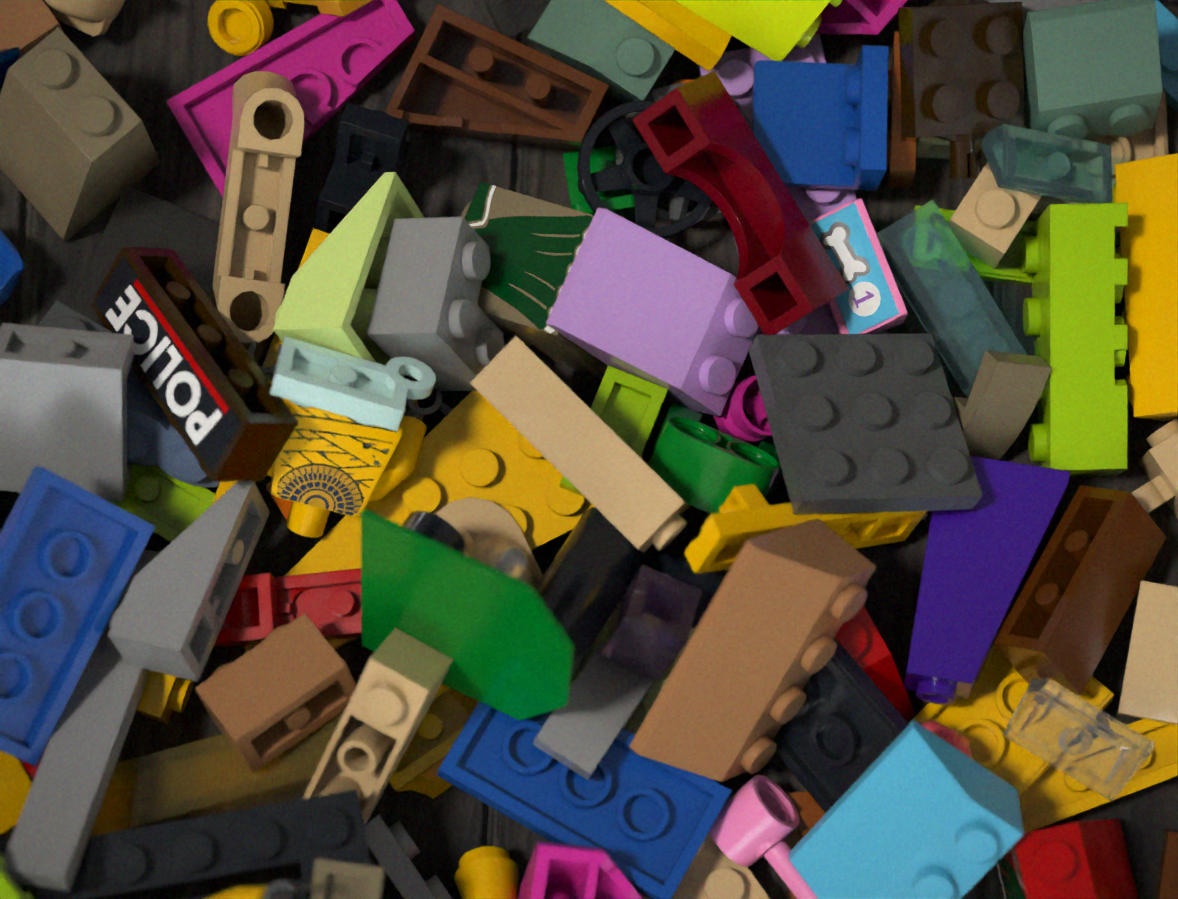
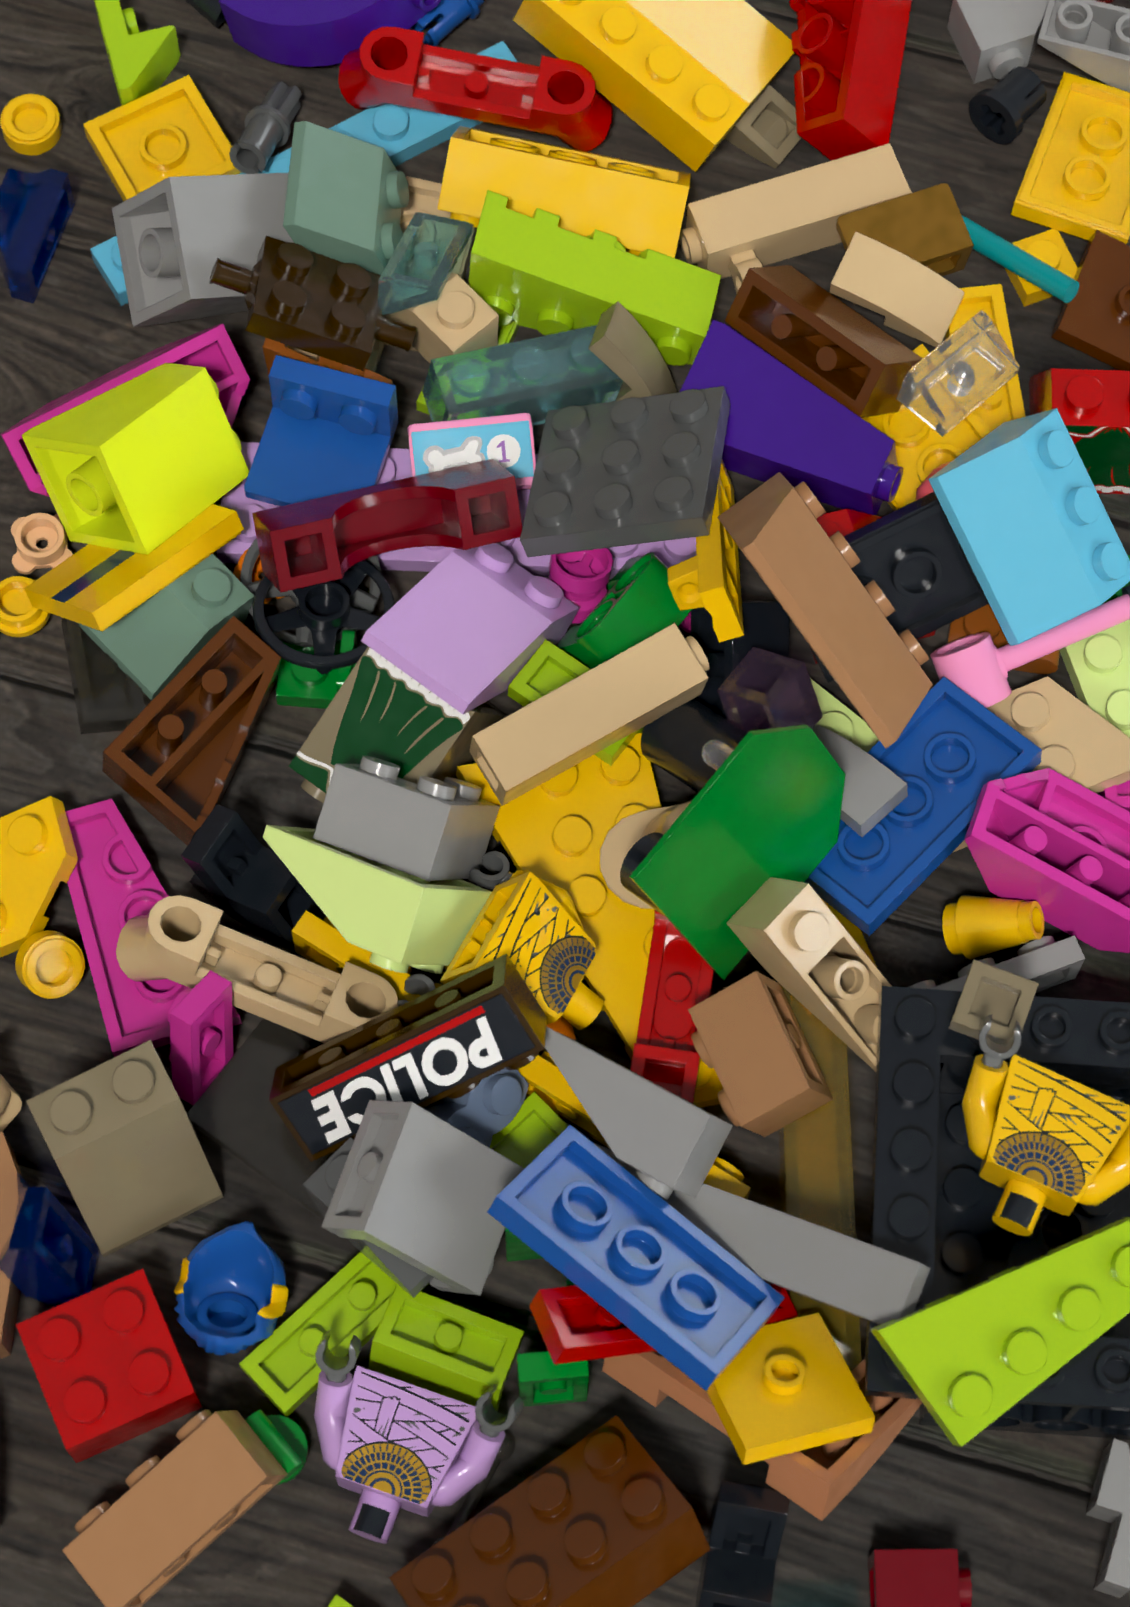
camera: 75 degrees left, 10 degrees down
(187, 171) = (200, 1035): none -> dark pink plate
(349, 384) = (476, 904): light aqua hinge -> none

